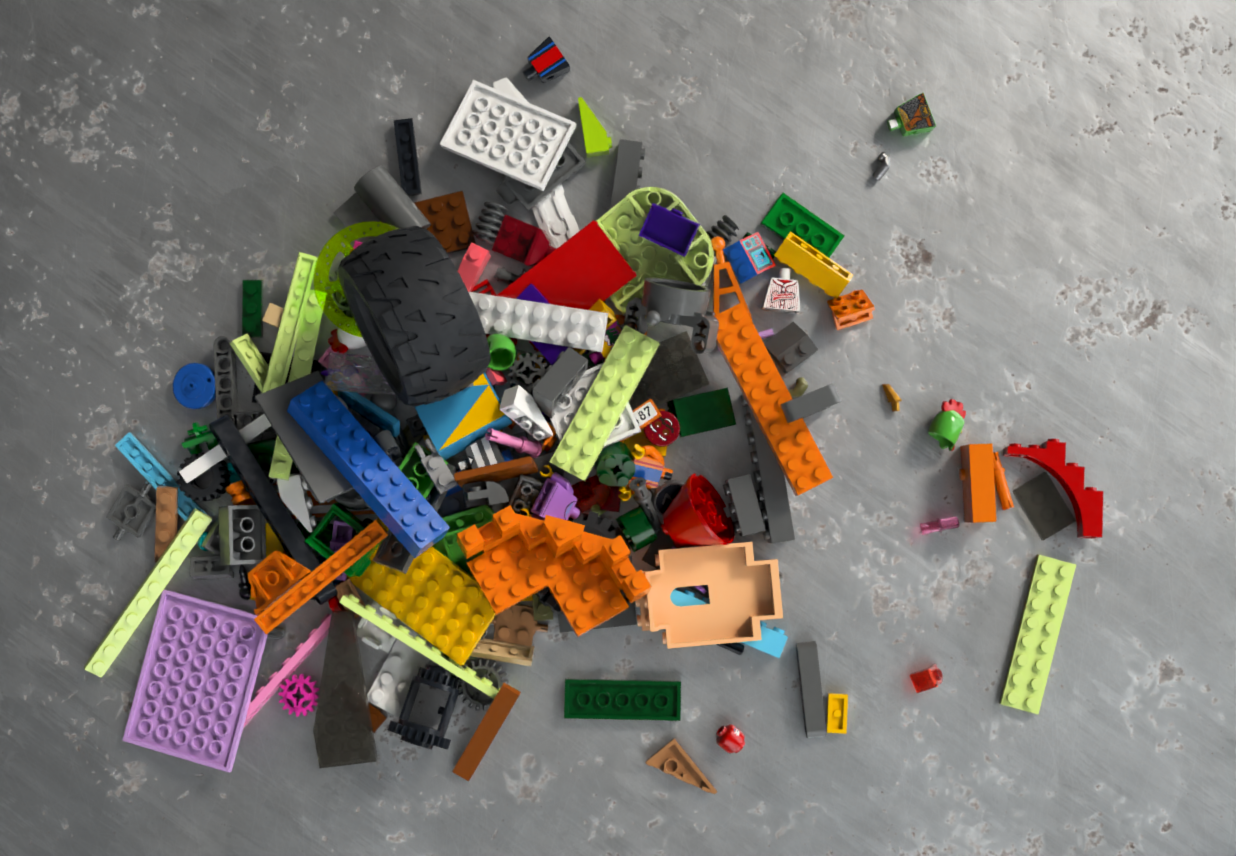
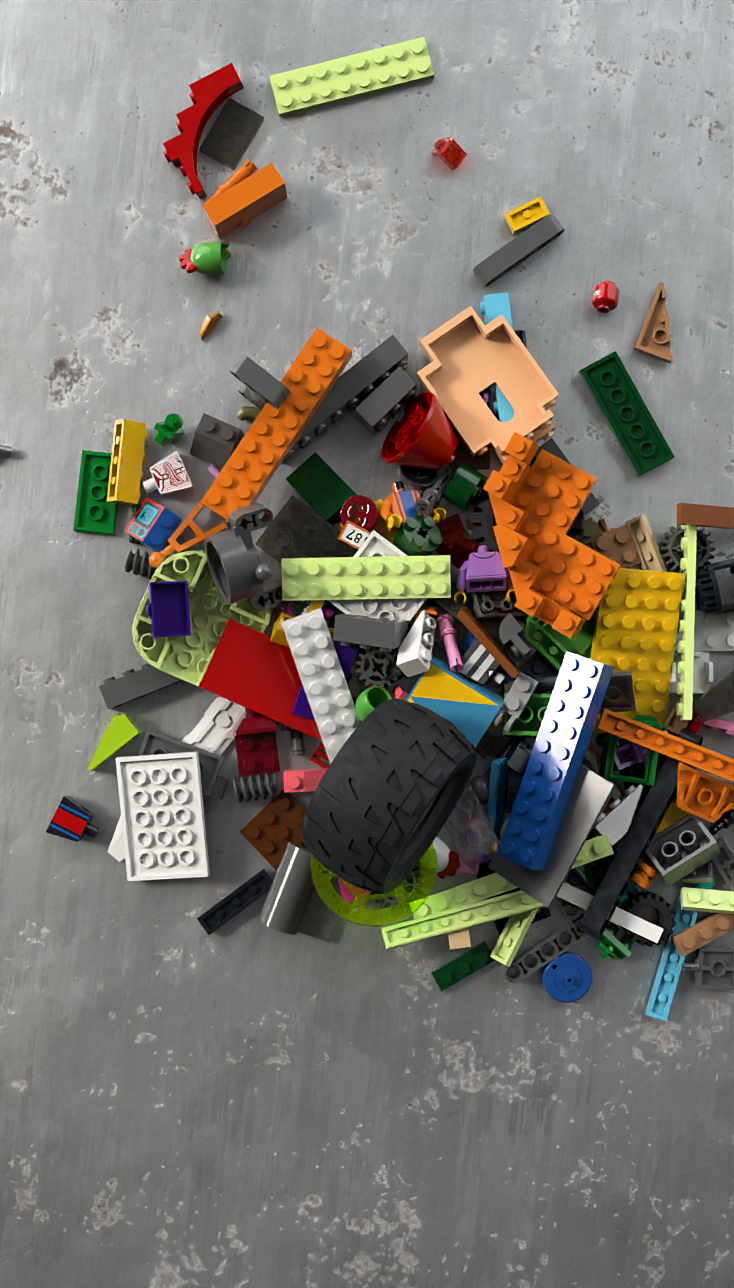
camera: 110 degrees left, 0 degrees up
(820, 313) = (169, 429): none -> green hips
(851, 309) = (147, 405): orange bracket -> none
(939, 525) = (303, 216): clear pink axle -> none

